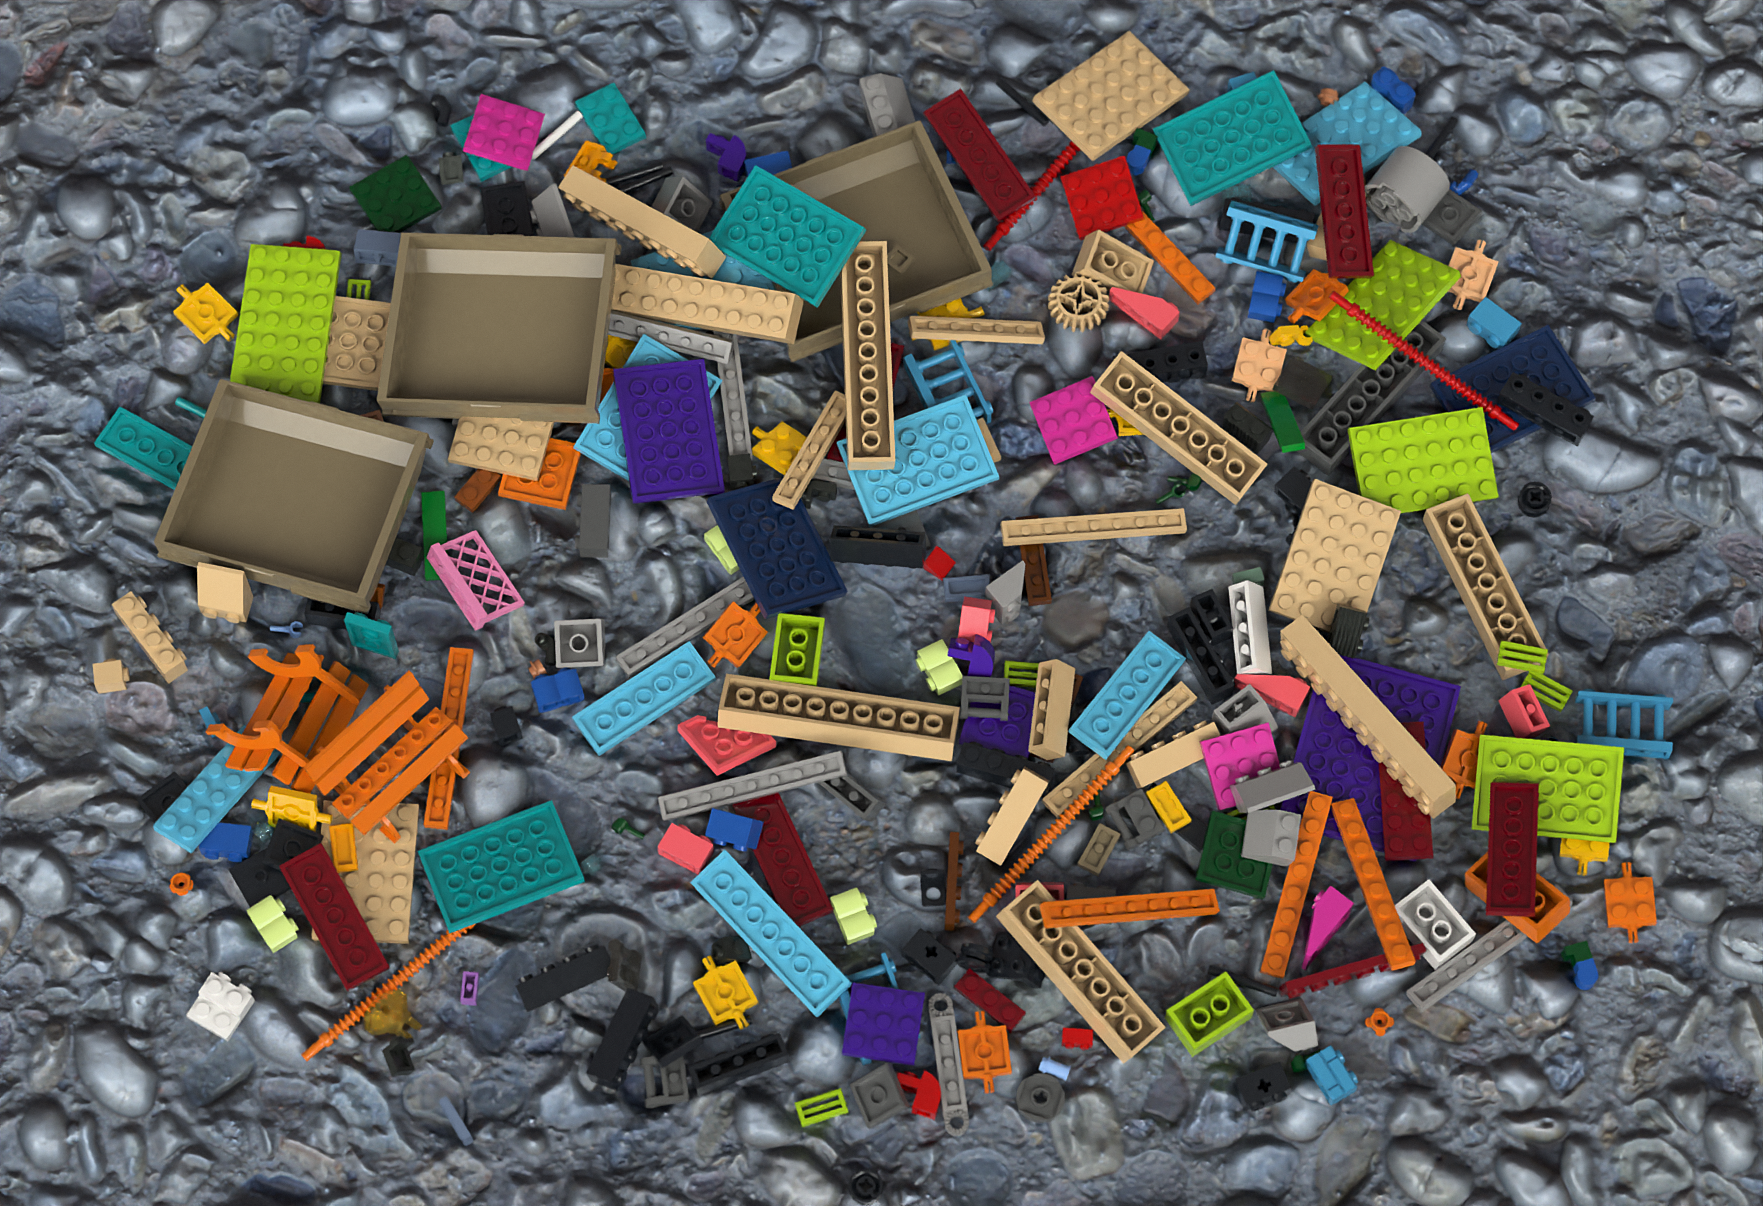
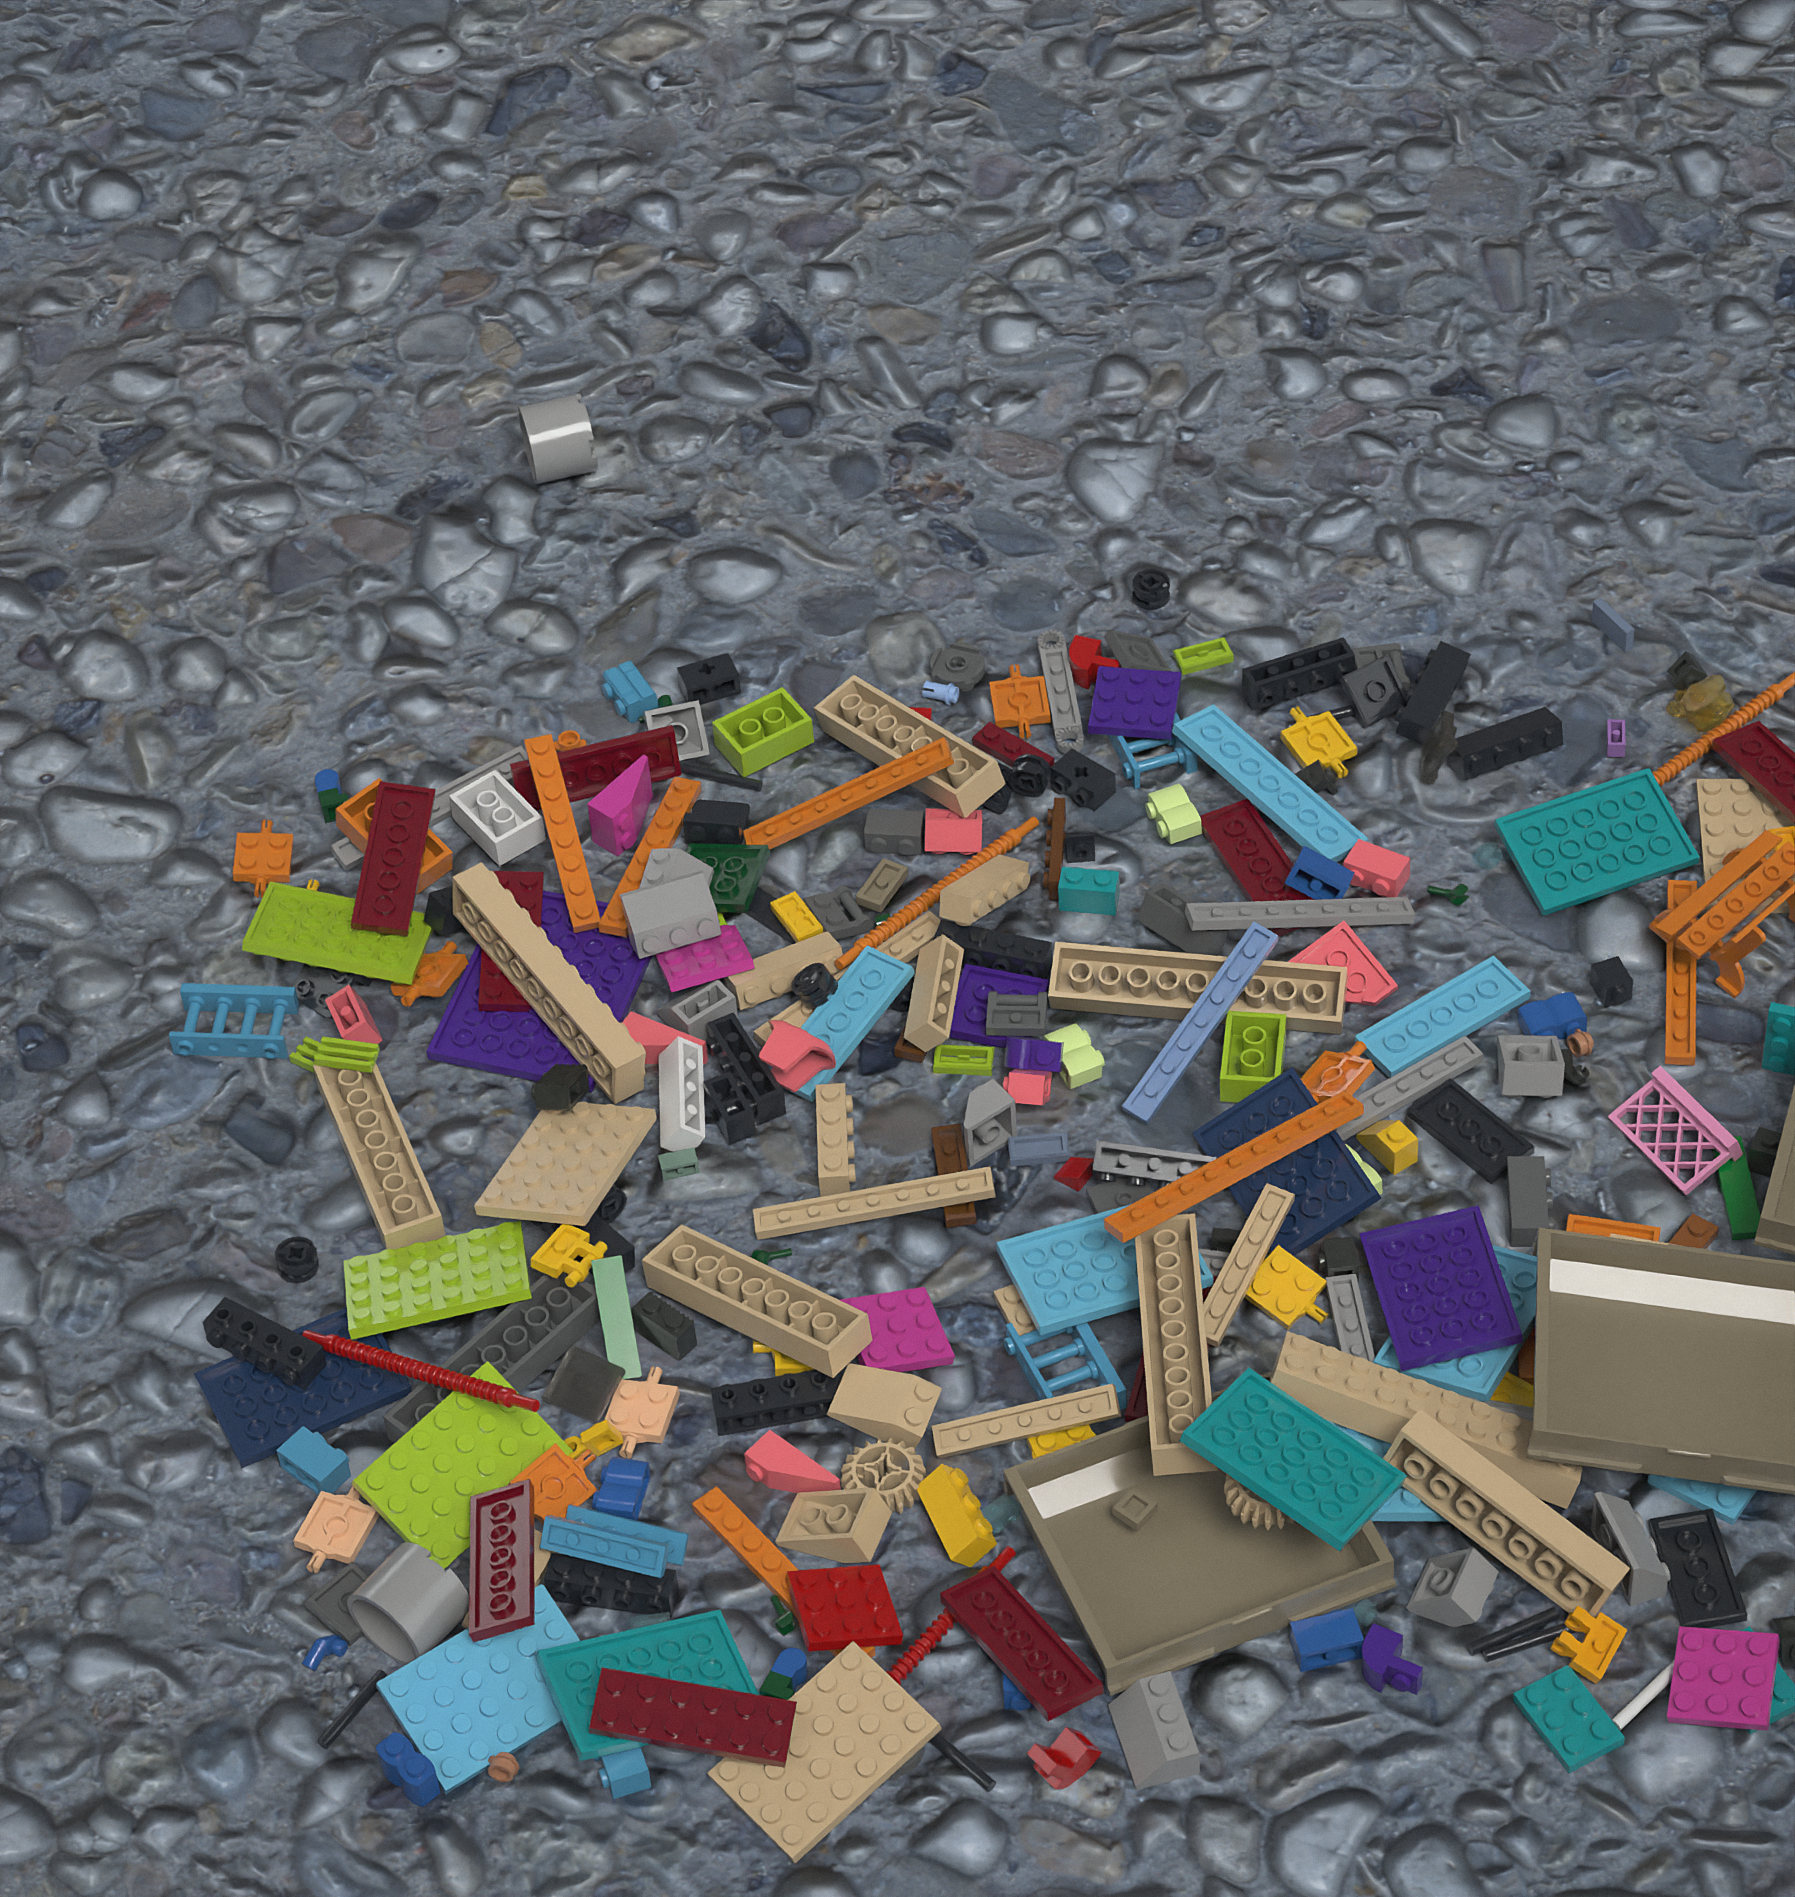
camera: 175 degrees left, 20 degrees down
(631, 594) = (1469, 1130): none -> black tile
(695, 577) = (1390, 1144): none -> yellow slope
(816, 502) = (1233, 1166): none -> orange plate
(836, 671) = (1200, 1023): none -> medium blue plate
(925, 832) = (1088, 890): none -> teal brick
(957, 77) = (1066, 1759): none -> red brick
(1025, 265) = (956, 1515): none -> yellow brick
(1077, 349) = (884, 1403): none -> tan slope
(1127, 588) = (833, 1139): none -> tan brick
(1149, 722) = (814, 985): none -> black wheel
(1162, 651) = (795, 1055): none -> coral piece
(1200, 98) = (692, 1717): none -> dark red plate
(1242, 920) = (716, 822): none -> black bracket
(1330, 464) = (562, 1248): none -> yellow plate
(1455, 823) = (440, 912): none -> black slope

